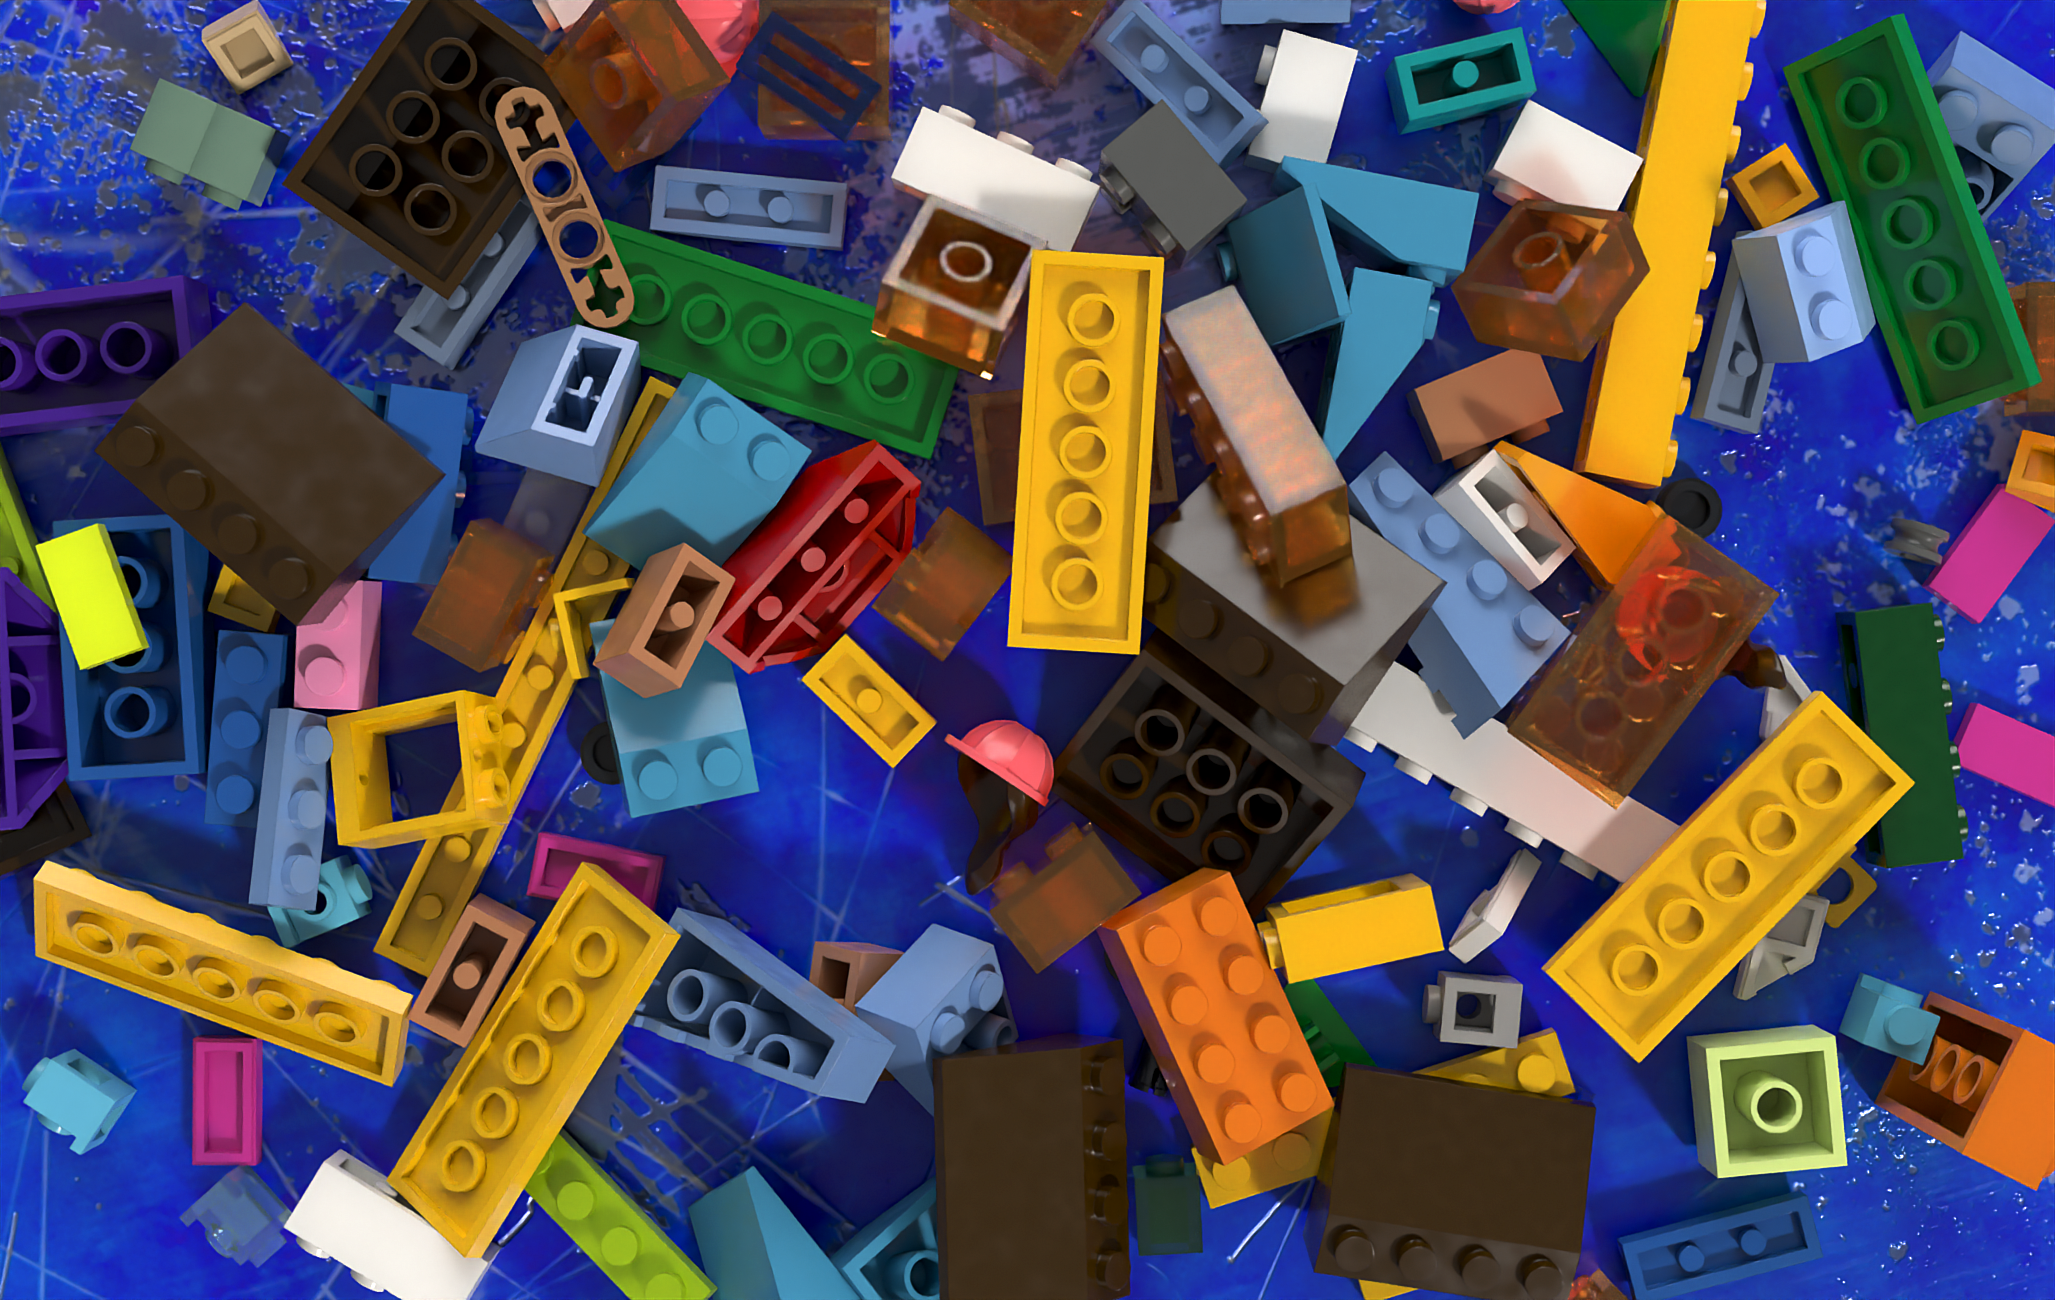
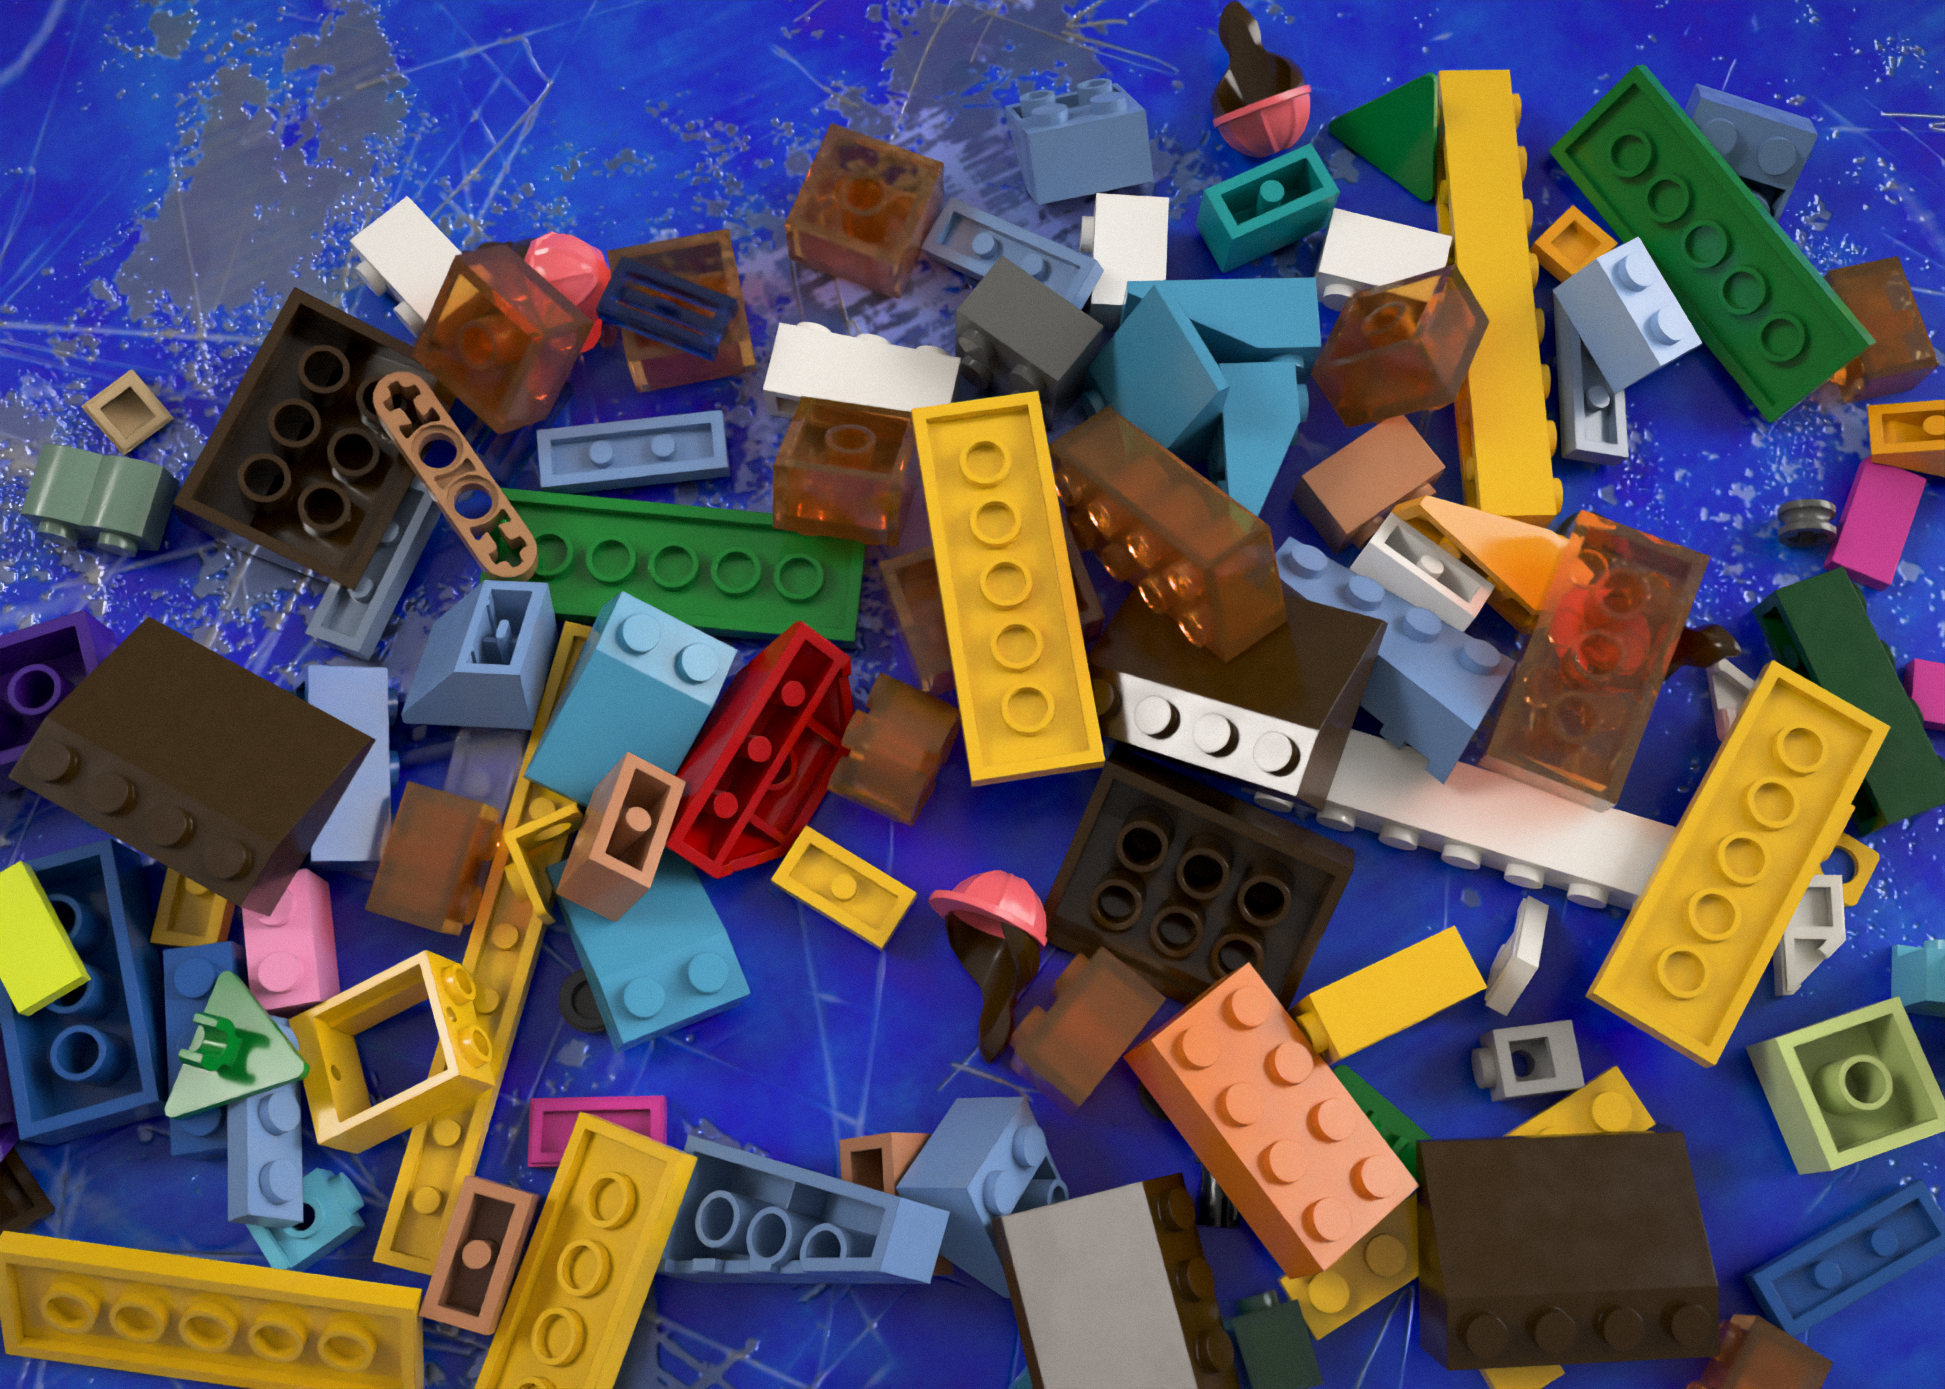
camera: 15 degrees left, 15 degrees down
(272, 748) = (233, 1053): none -> piece

